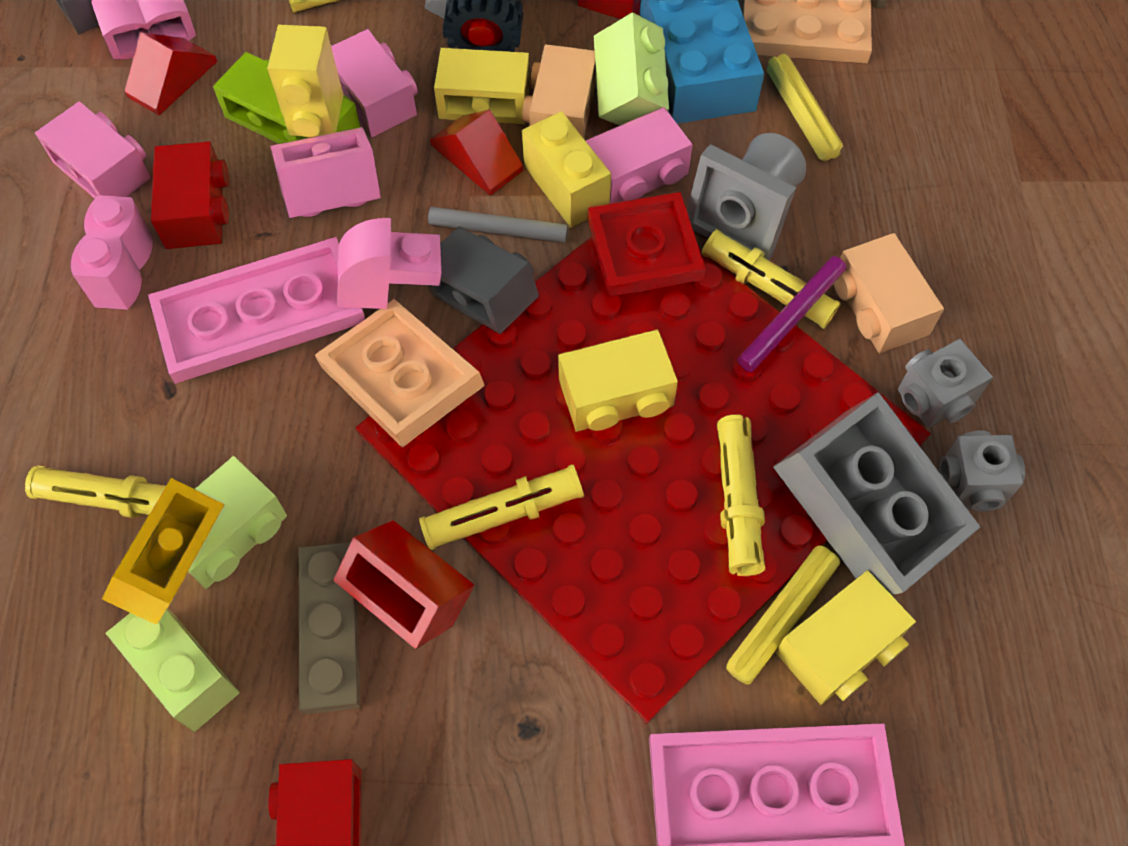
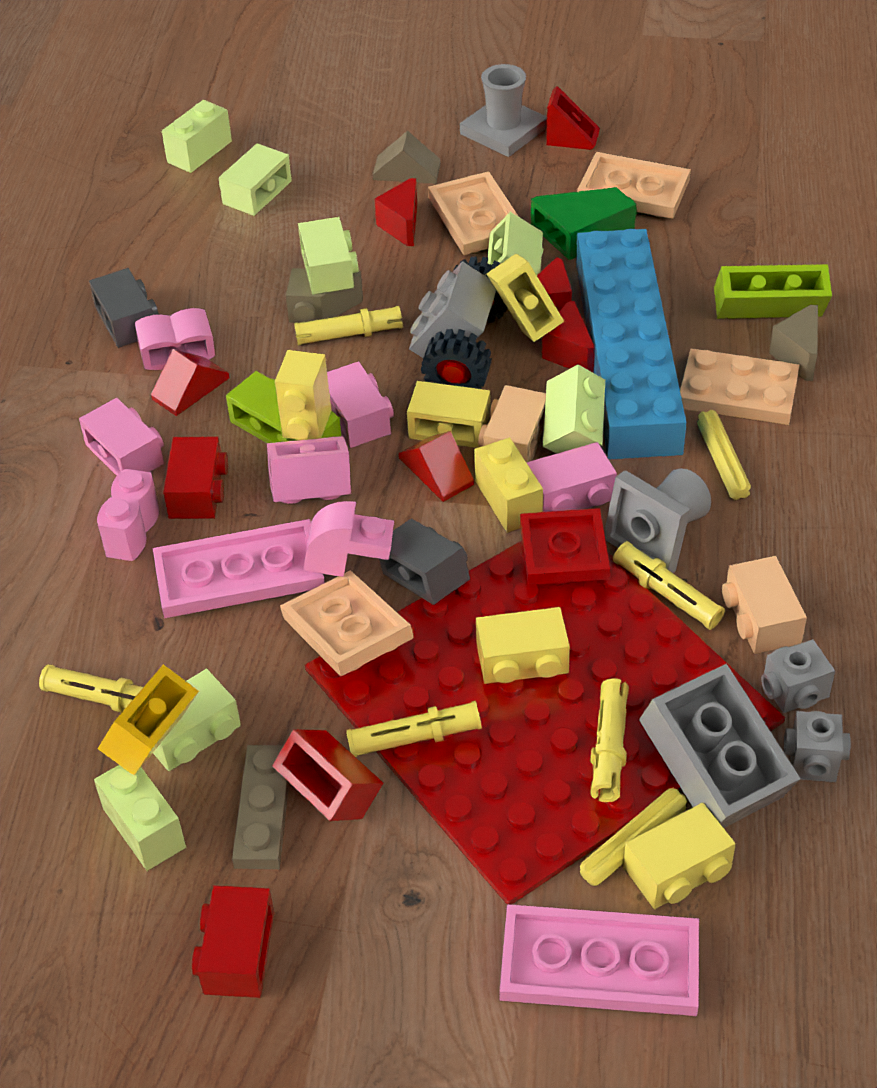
camera: 10 degrees right, 15 degrees down
(498, 224) = (447, 523): light grey bar -> none
(791, 314) = (678, 611): magenta bar -> none

